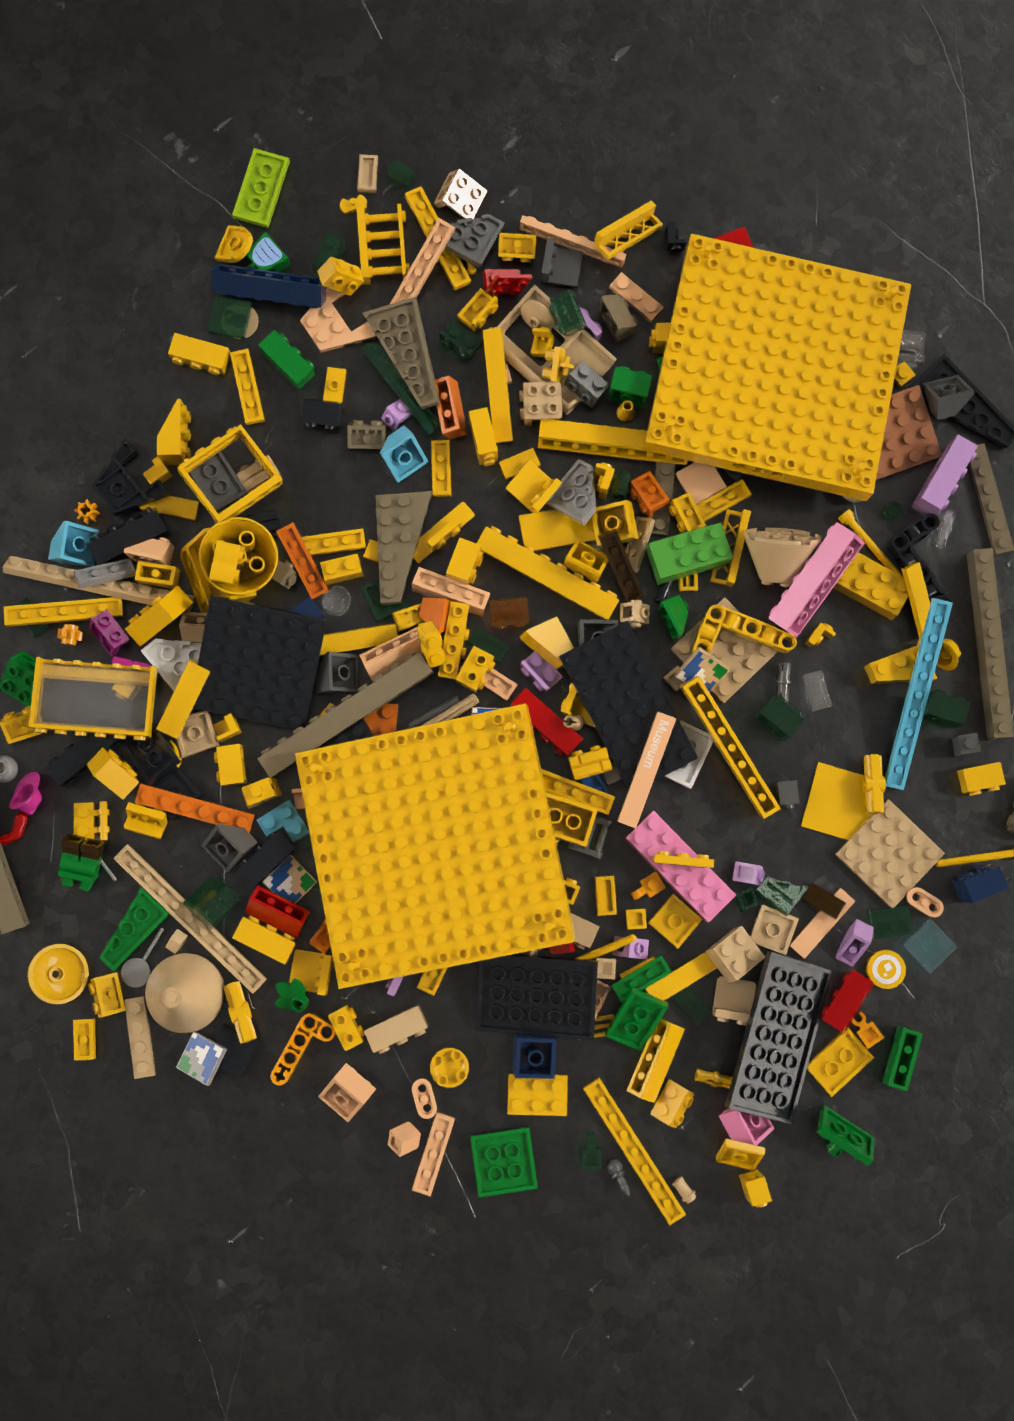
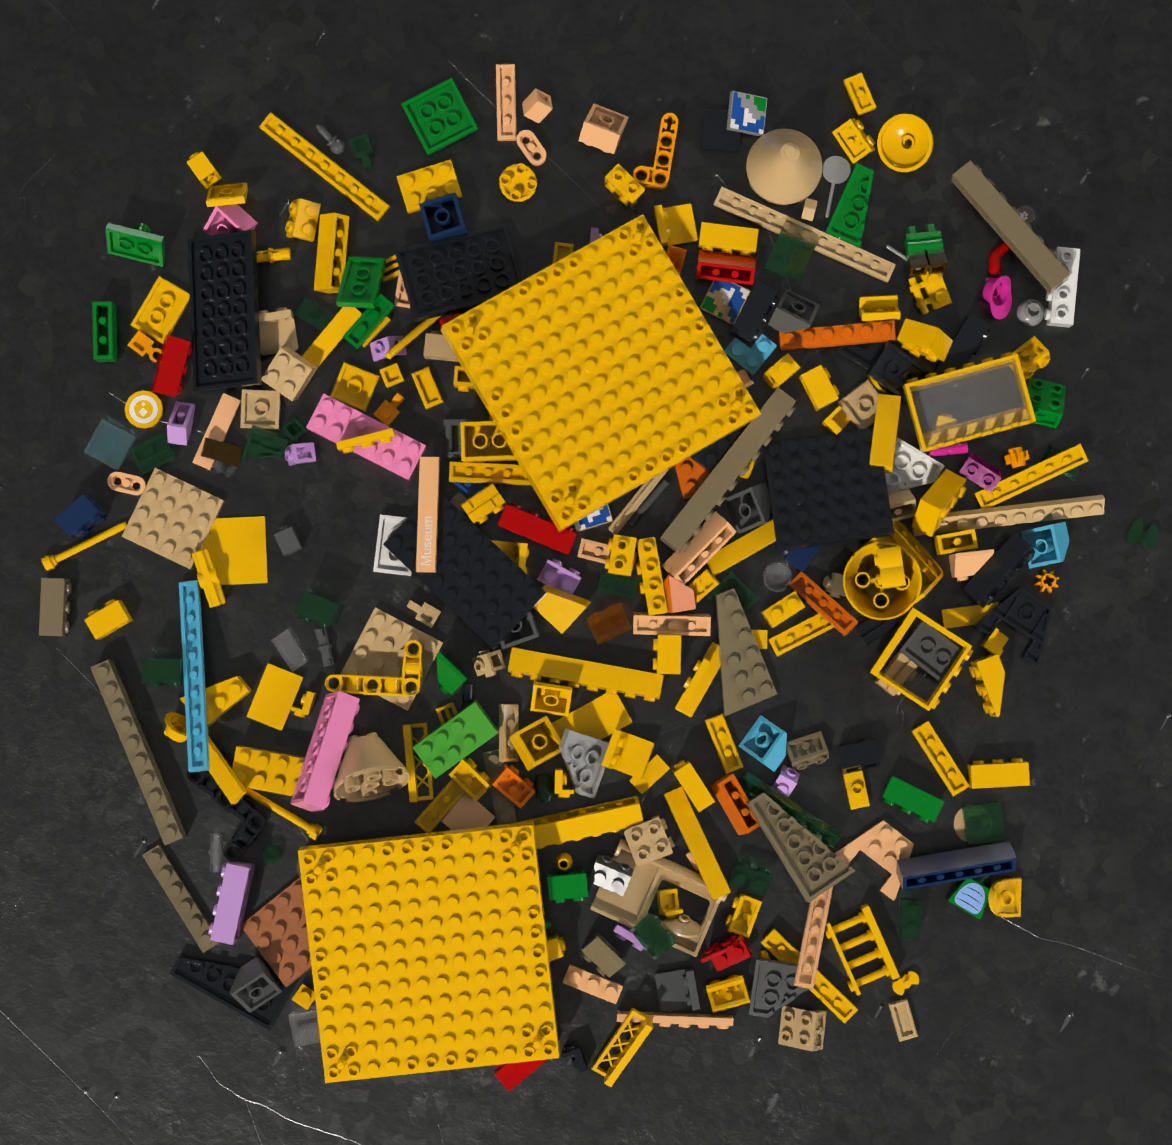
camera: 170 degrees right, 5 degrees up
(104, 573) = (1006, 526): light grey tile -> none
(139, 1037) = (810, 113): tan plate -> none
(240, 1012) = (727, 165): yellow piece -> none
(261, 188) = (1002, 966): lime plate -> none
(291, 994) = (685, 197): green plate -> none
(340, 276) = (888, 897): yellow brick -> none
(396, 1029) = (578, 199): tan brick -> none
(400, 172) = (870, 1030): clear green brick -> none
(431, 644) = (671, 562): yellow brick -> none
(560, 364) = (643, 884): yellow hips -> none
(571, 722) = (510, 537): tan pin -> none
(606, 968) = (404, 320): tan brick -> none
(621, 565) = (517, 703): dark brown plate -> none
(684, 1190) = (267, 147): tan pin -> none
(703, 665) = (405, 627): tile -> none
(730, 747) = (356, 564): yellow brick -> none
(844, 652) = (275, 696): none -> yellow tile
(966, 744) = (132, 646): dark grey brick -> none

